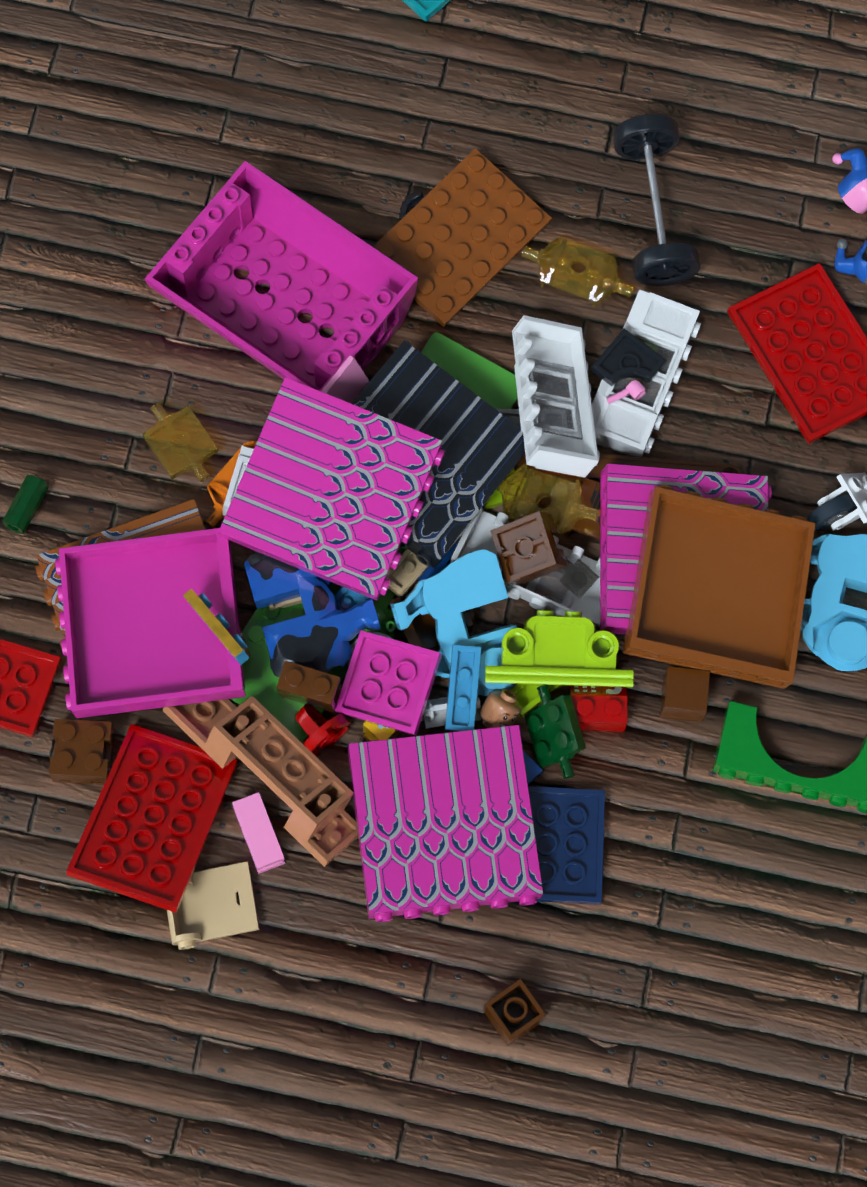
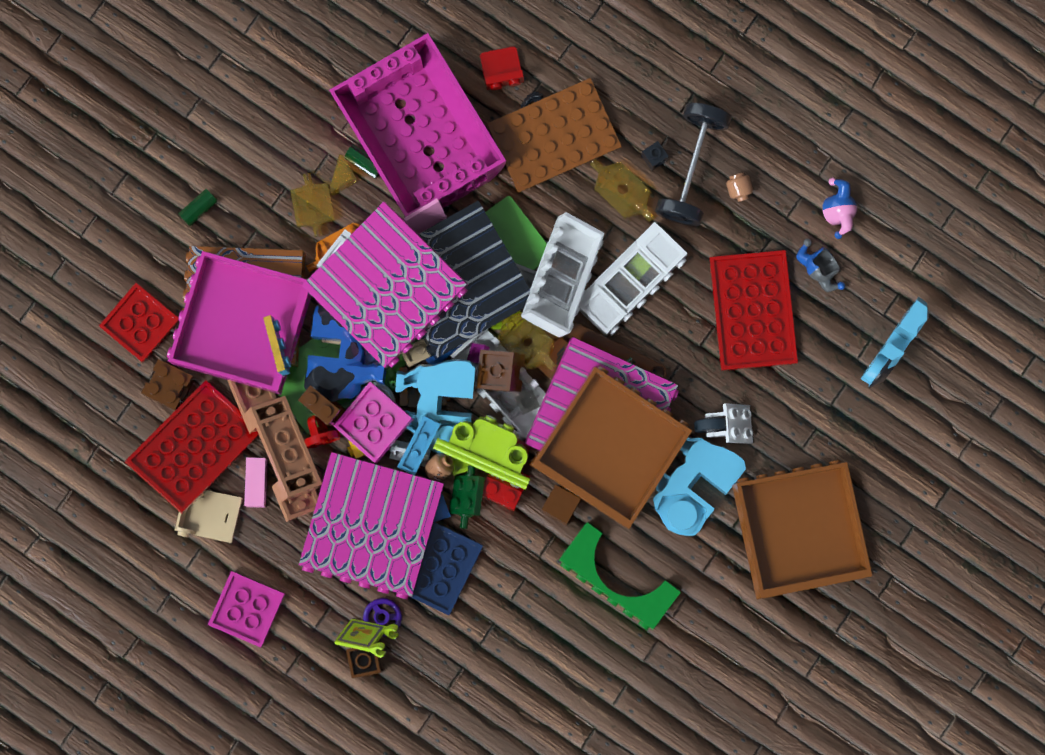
camera: 30 degrees right, 10 degrees up
(207, 390) = (342, 177): none -> clear yellow slope
(225, 361) = (361, 160): none -> dark green axle
(318, 1011) = (246, 609): none -> dark pink plate
(355, 181) = (501, 68): none -> red bracket
(483, 539) = (474, 352): none -> magenta plate
(504, 975) = (365, 636): none -> lime flag
(529, 935) = (374, 604): none -> dark purple piece
(600, 212) = (654, 156): none -> black brick
(628, 359) = (623, 267): black tile -> none
(634, 389) = (617, 290): bright pink hand -> none
(724, 209) = (739, 186): none -> nougat head

